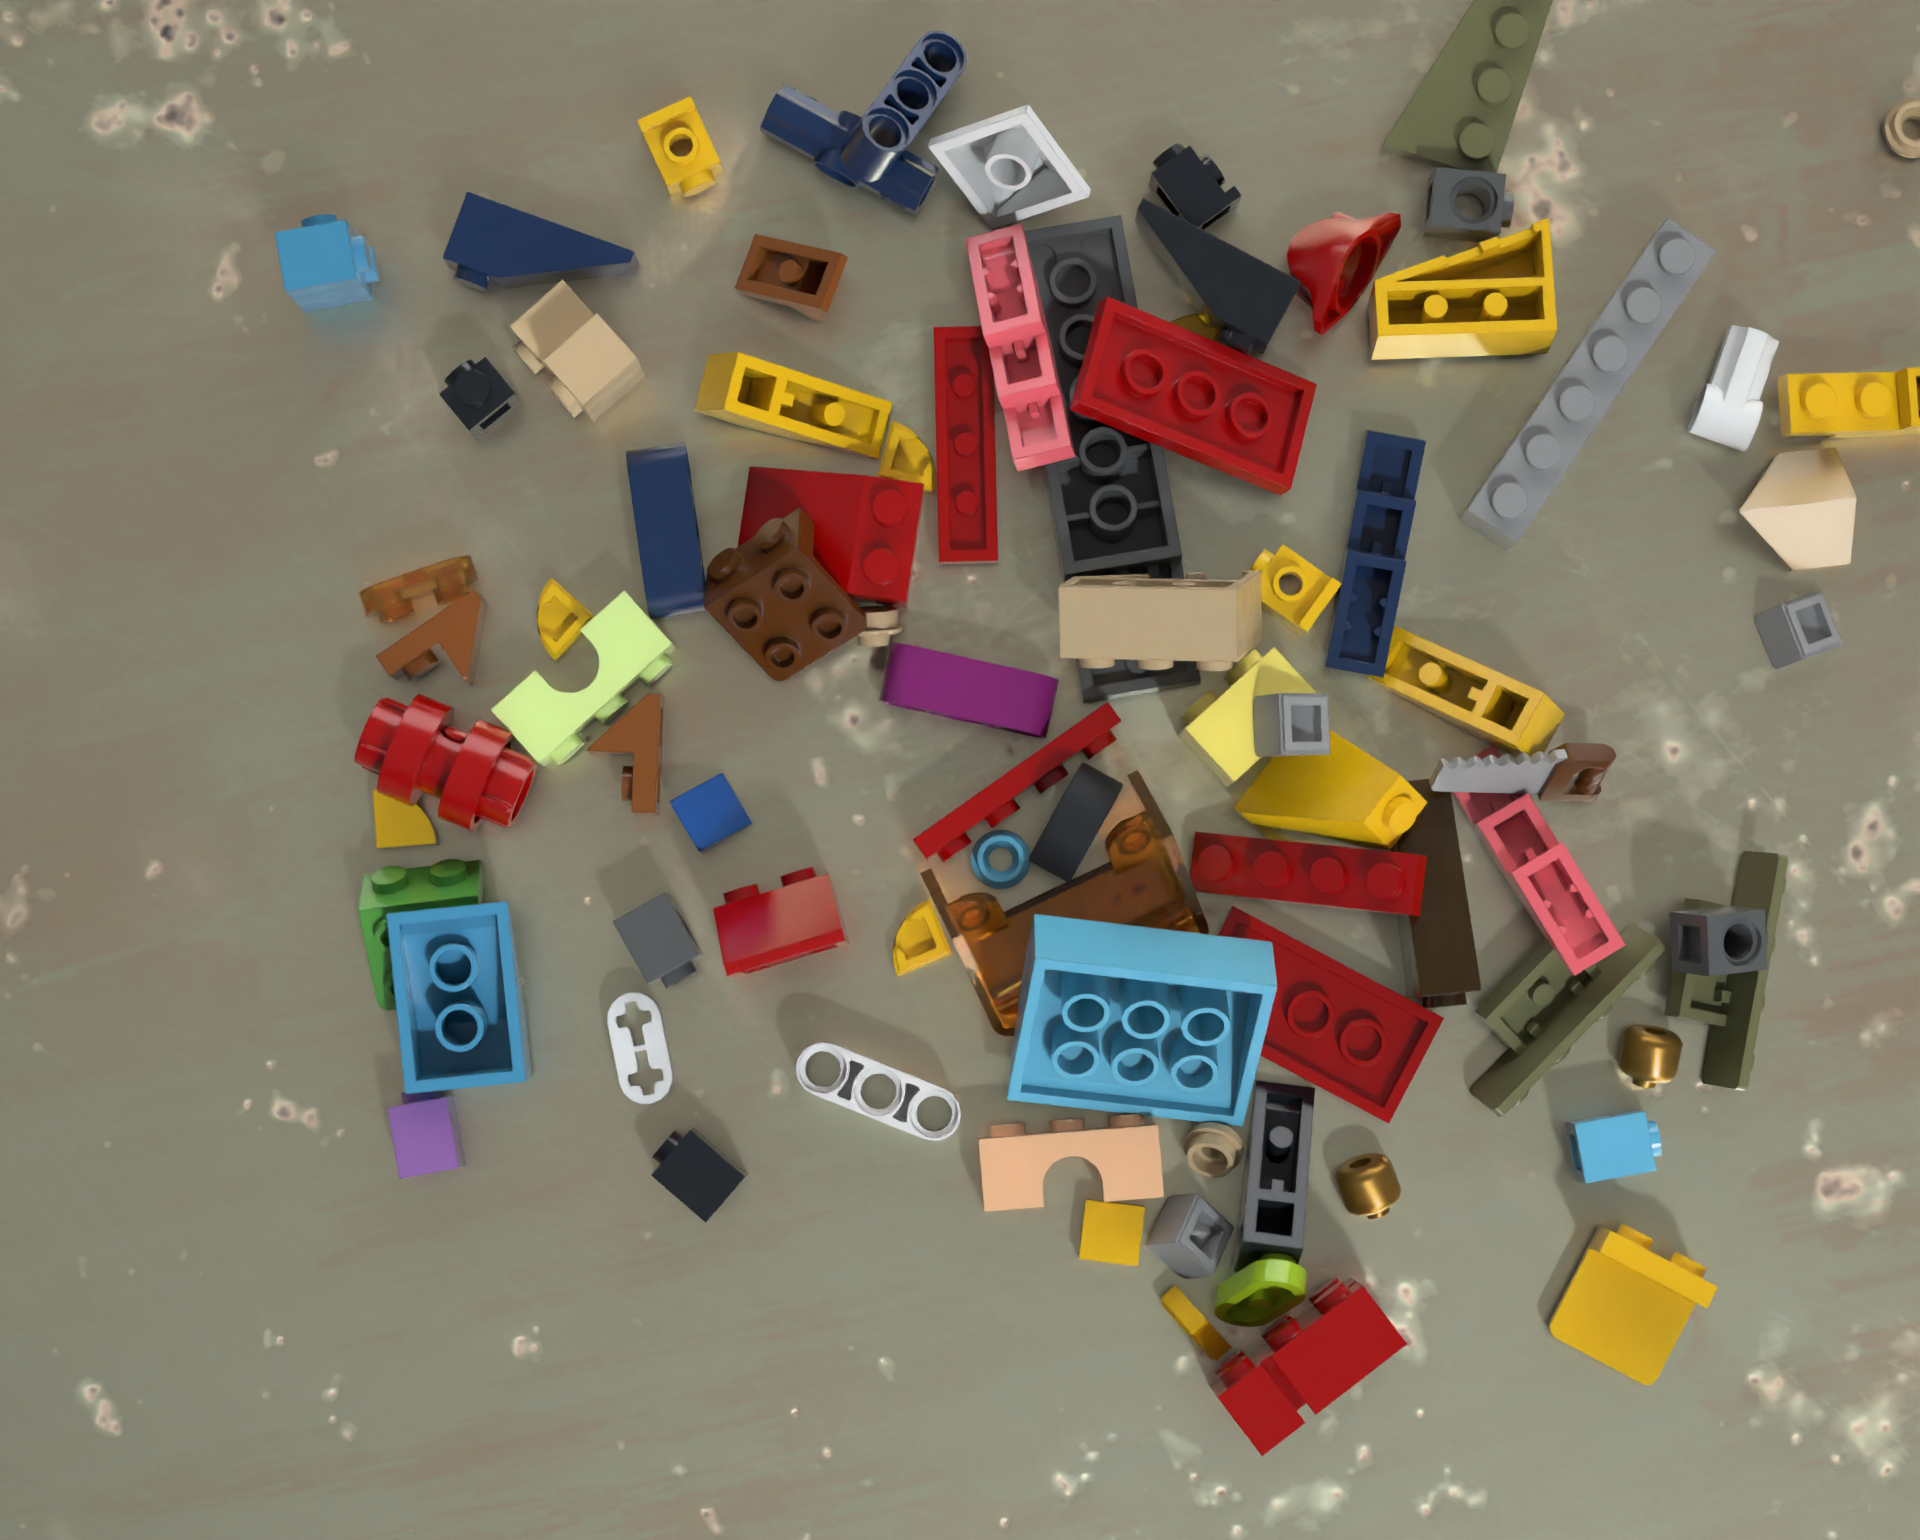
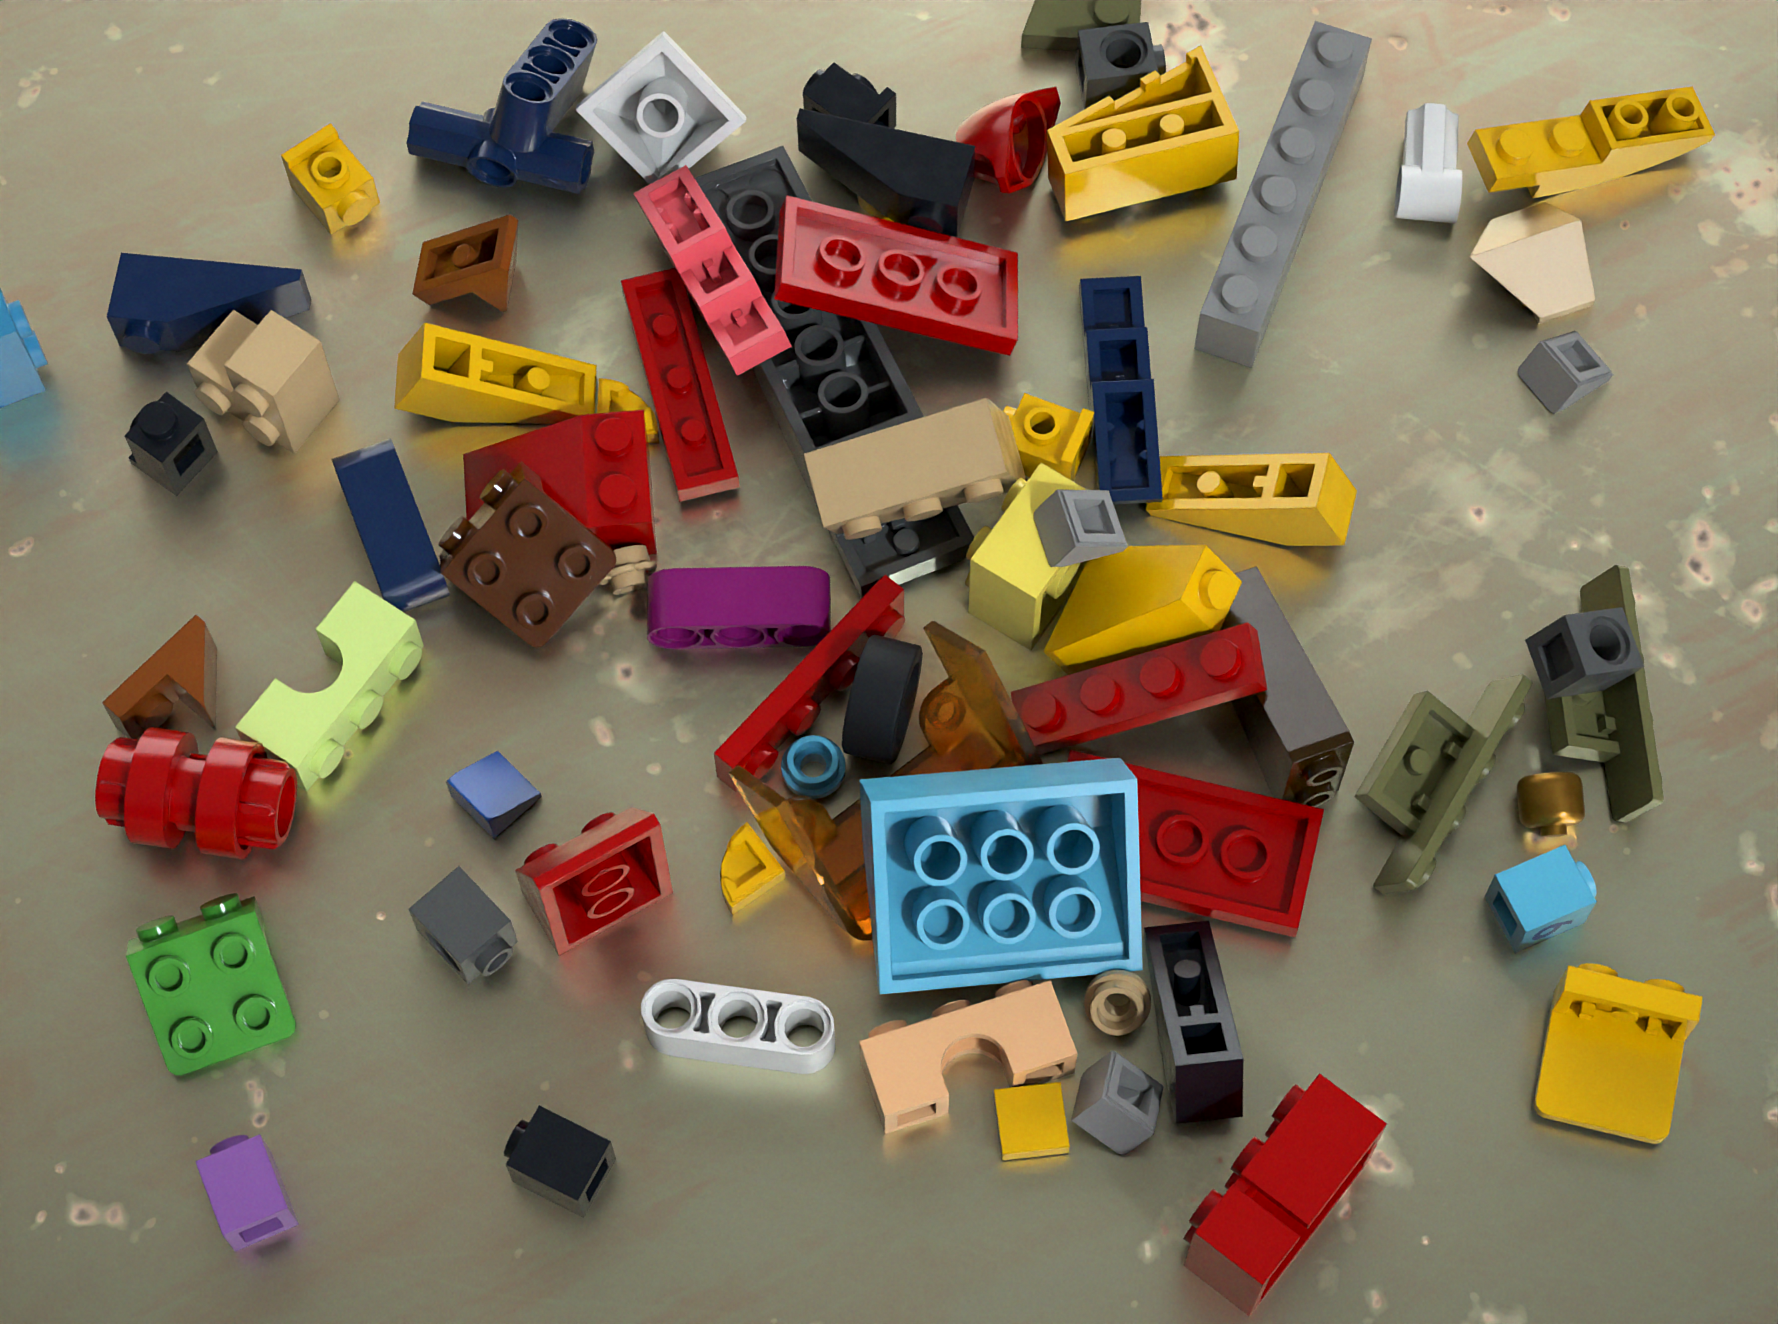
camera: 10 degrees left, 20 degrees down
(396, 596) = (132, 638): clear orange plate -> none
(401, 824) = (161, 877): yellow tile -> none
(458, 997) = (254, 1024): dark azure slope -> none
(560, 619) = (294, 641): yellow tile -> none
(626, 1052) = (454, 1054): white beam -> none
(638, 735) = (398, 735): dark orange slope -> none
(1194, 1324) = (1154, 1189): yellow tile -> none
(1261, 1291) = (1211, 1131): lime plate -> none
(1368, 1185) = (1295, 1004): pearl gold piece -> none
(1535, 774) = (1337, 547): piece -> none
(1542, 875) = (1372, 634): coral slope -> none

